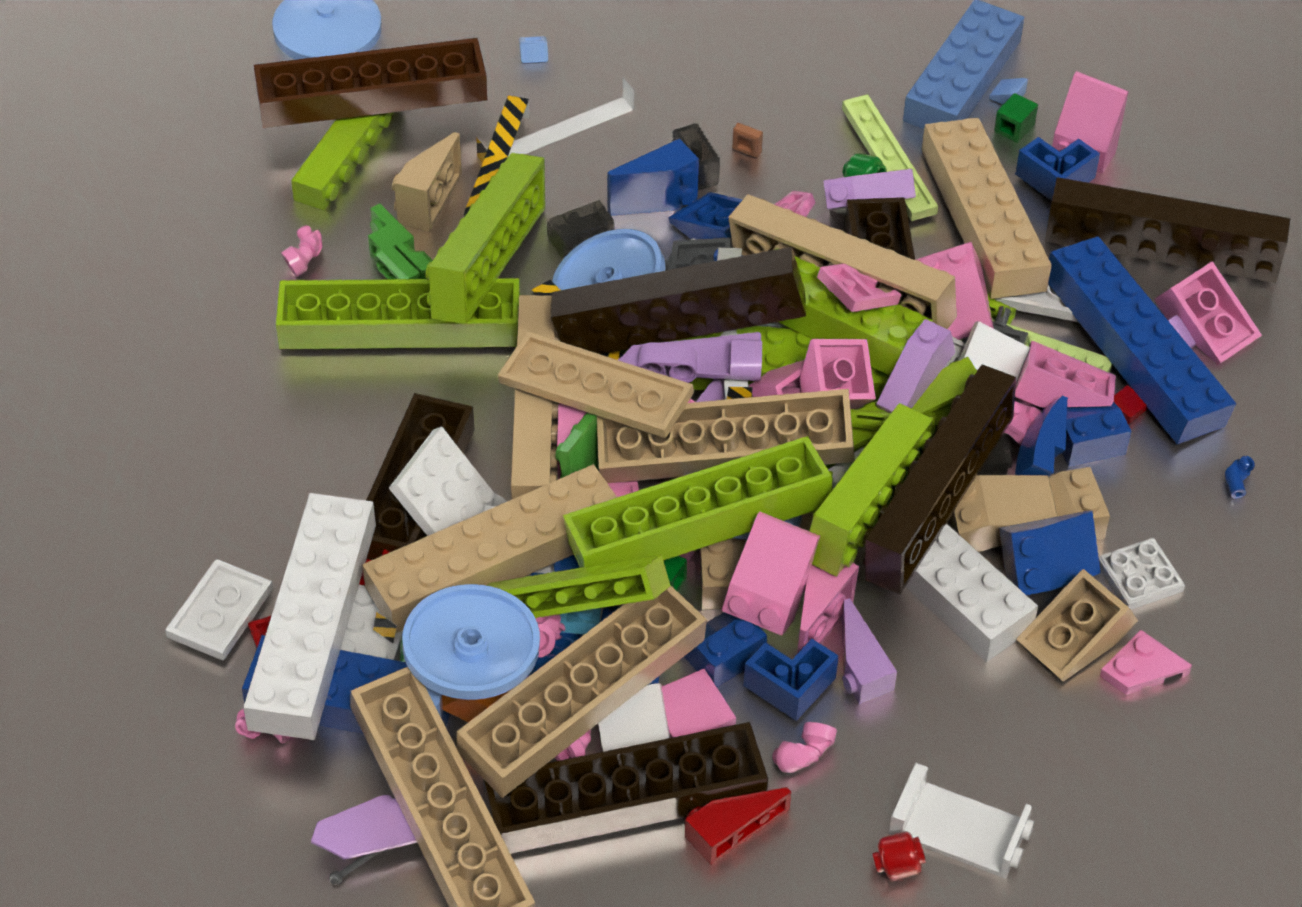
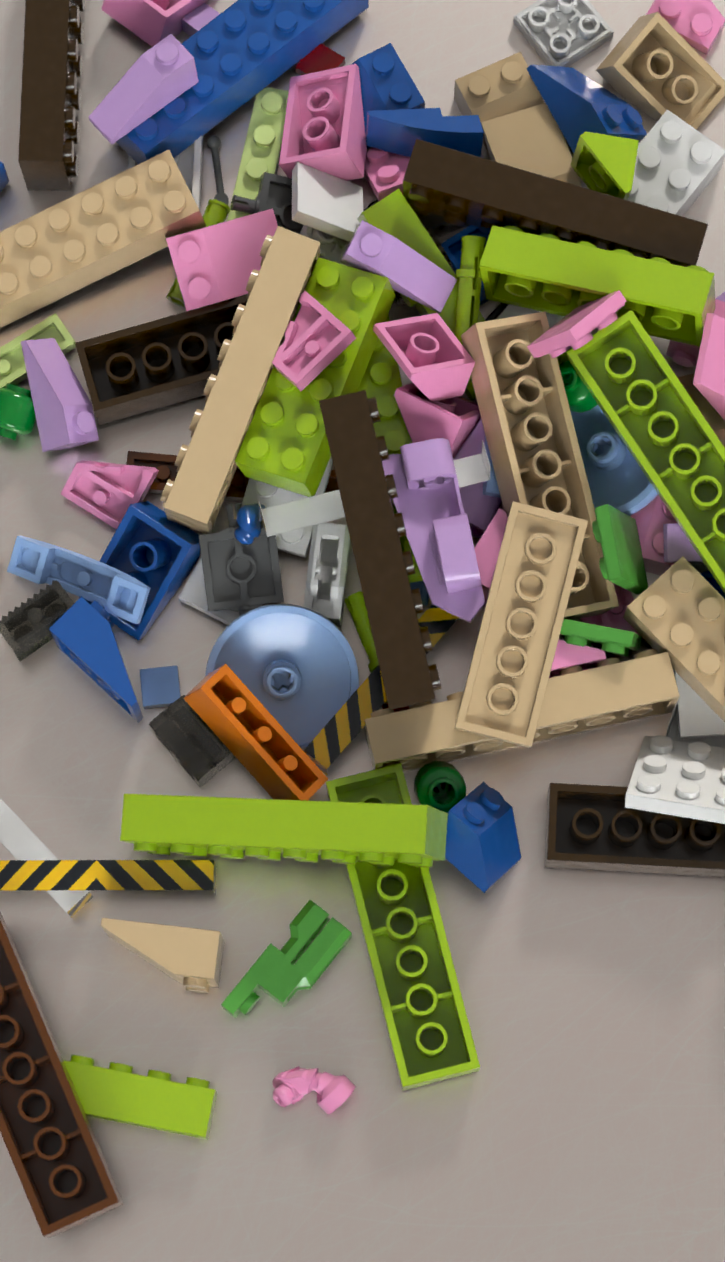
camera: 100 degrees left, 25 degrees up
(447, 363) = (482, 837): none -> blue slope
(493, 352) = (432, 776): none -> green head
(565, 245) = (255, 736): none -> orange brick
(629, 220) = (159, 686): none -> medium blue tile
(640, 465) = (621, 549): none -> bright green tile
(739, 171) = (80, 576): none -> light blue slope
(821, 439) = (576, 326): none -> bright pink tile
(971, 523) = (606, 163): none -> lime slope
(1068, 327) = (214, 143): none -> dark grey hinge
(1105, 254) = (145, 89): none -> lavender slope

